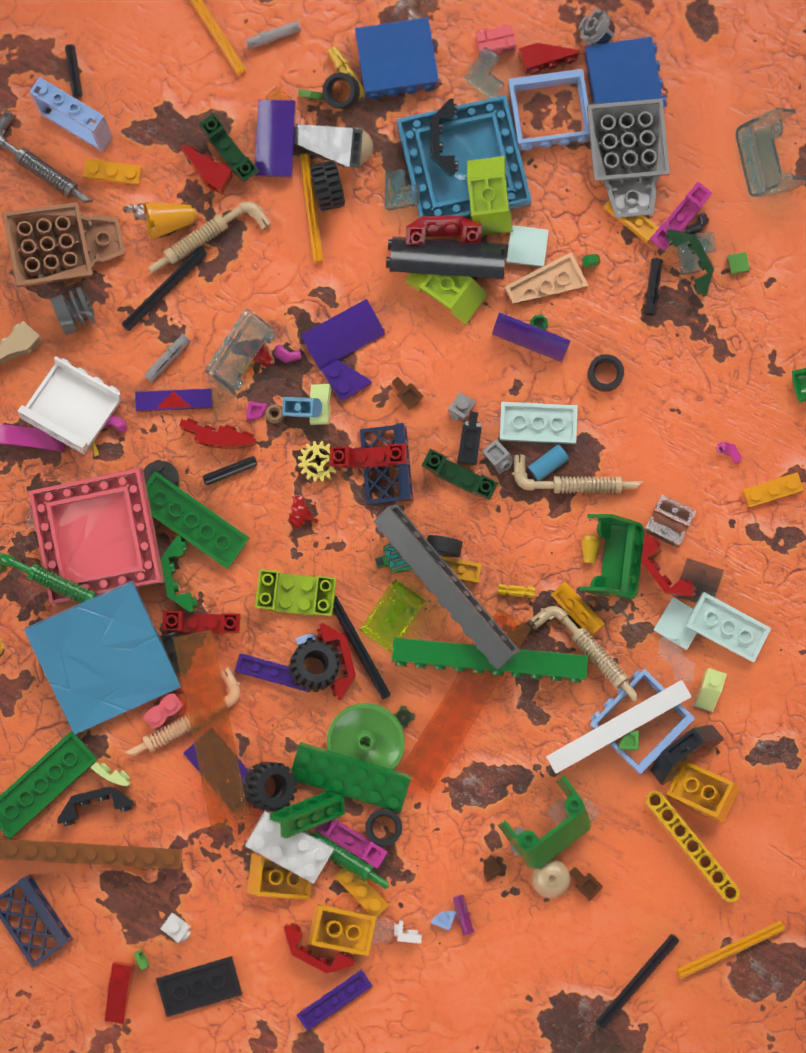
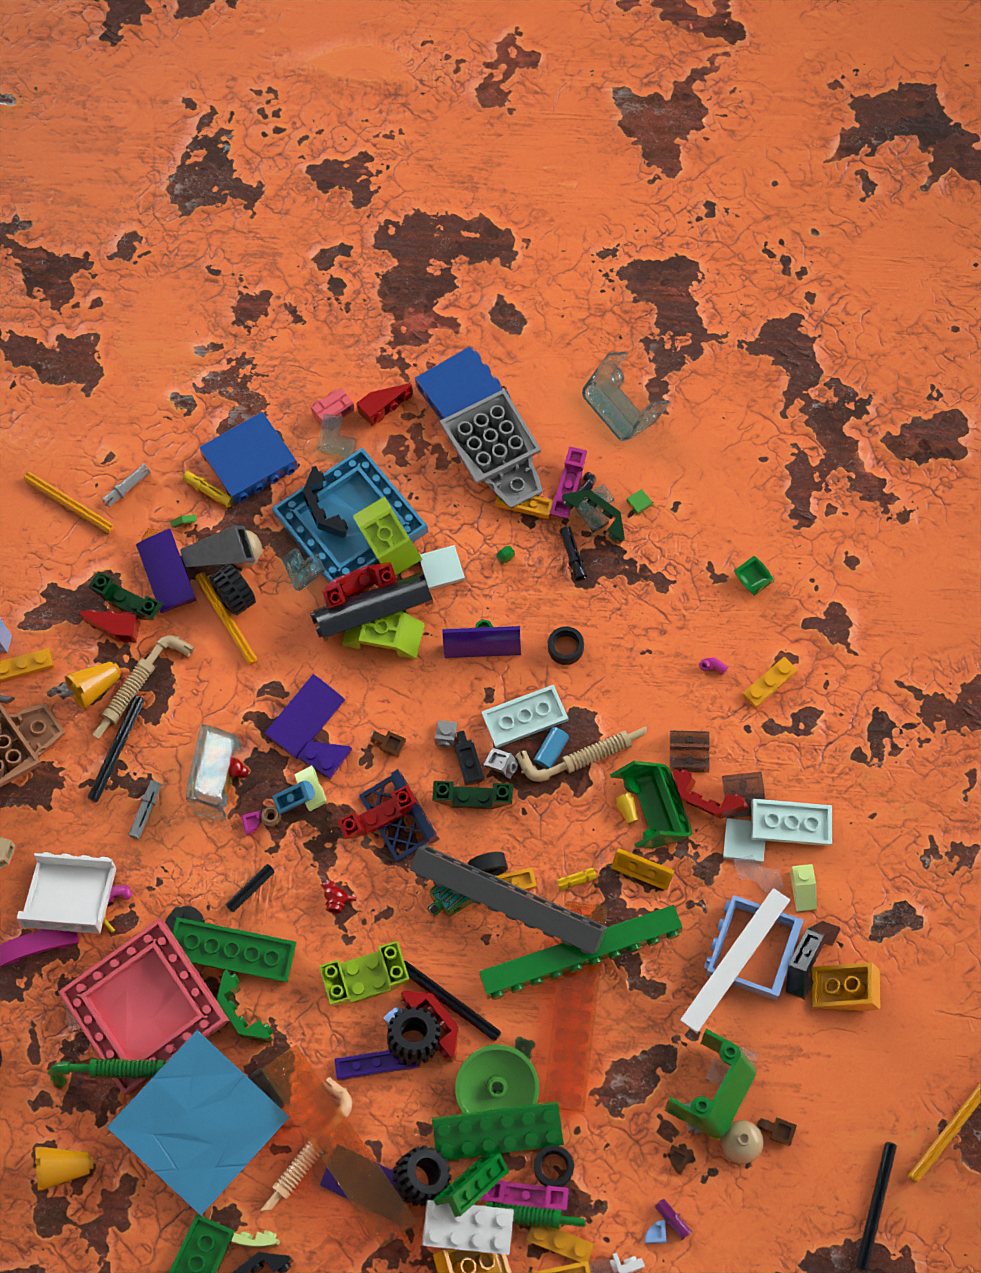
camera: 20 degrees left, 15 degrees down
(73, 310) = (35, 803): dark grey wheel -> none
(168, 707) = (285, 1146): coral brick -> none
(173, 399) = (167, 846): dark purple tile -> none
(196, 622) = (262, 1054): red slope -> none
(225, 438) = (232, 859): red slope -> none
(286, 356) = (257, 758): dark pink arm -> none
(309, 463) = (326, 846): light yellow gear -> none
(354, 90) = (196, 505): black tyre -> none
(392, 614) = (468, 954): clear neon green slope -> none
(542, 81) = (394, 421): light blue window -> none
(551, 279) = (476, 586): light nougat wing -> none
(587, 644) = (669, 897): tan piece -> none
(597, 28) = (418, 359): light grey cone -> none
(629, 741) = (753, 969): bright green tile -> none
(700, 851) = (873, 1045): yellow beam -> none

